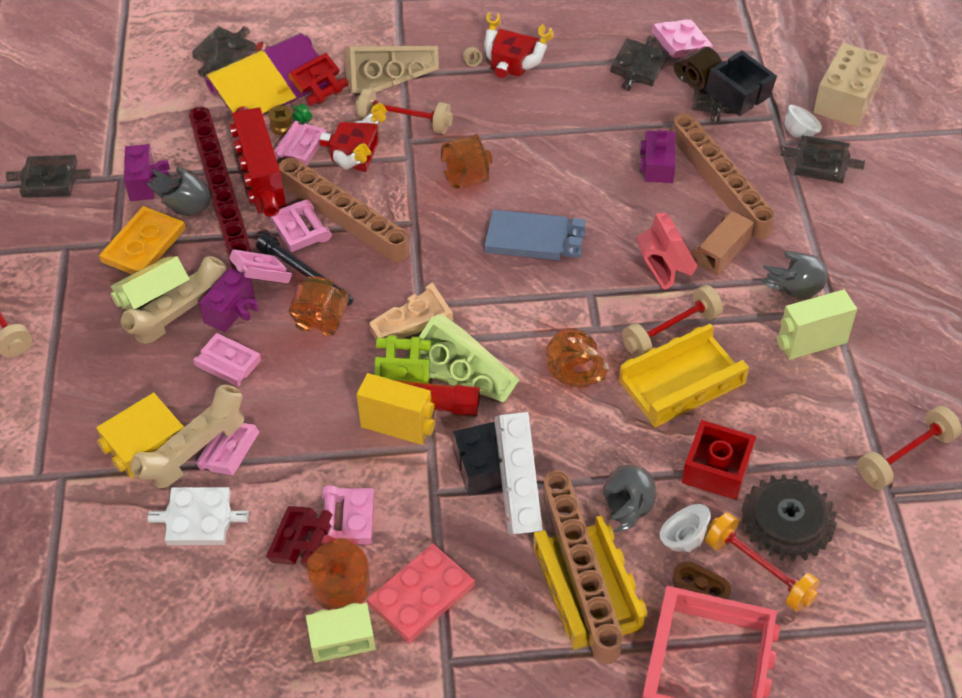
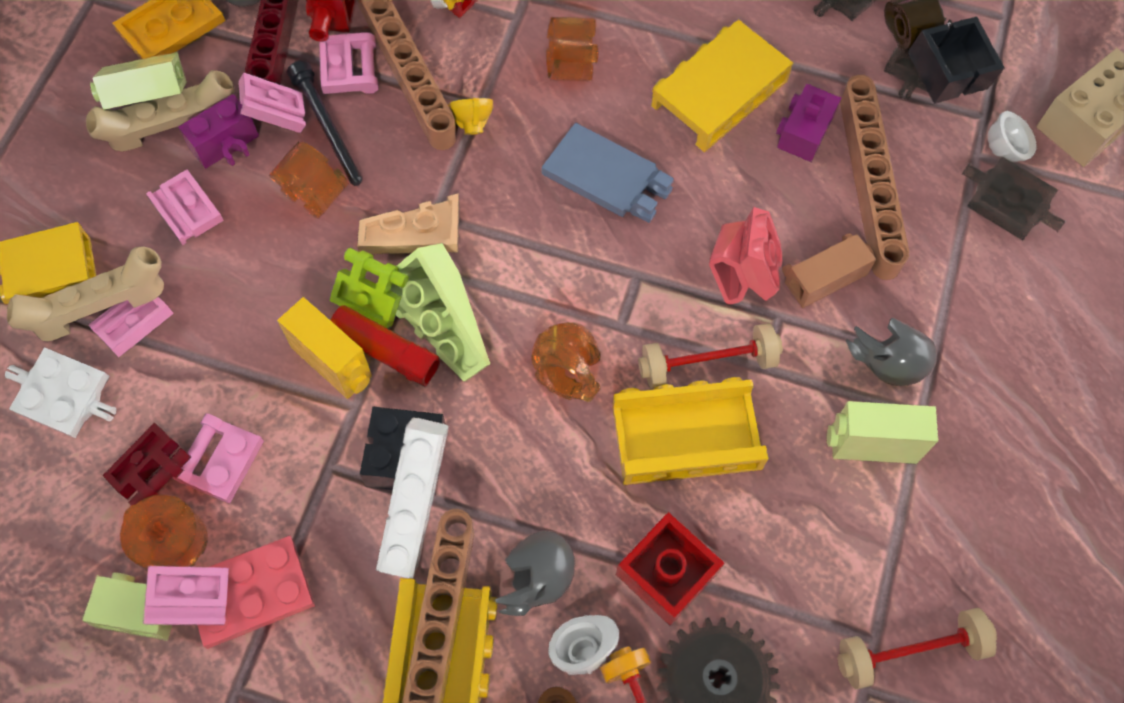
camera: 20 degrees right, 15 degrees up
(383, 600) = (185, 596): none -> bright pink plate
(415, 226) = (471, 114): none -> yellow piece
(585, 150) = (722, 83): none -> yellow panel

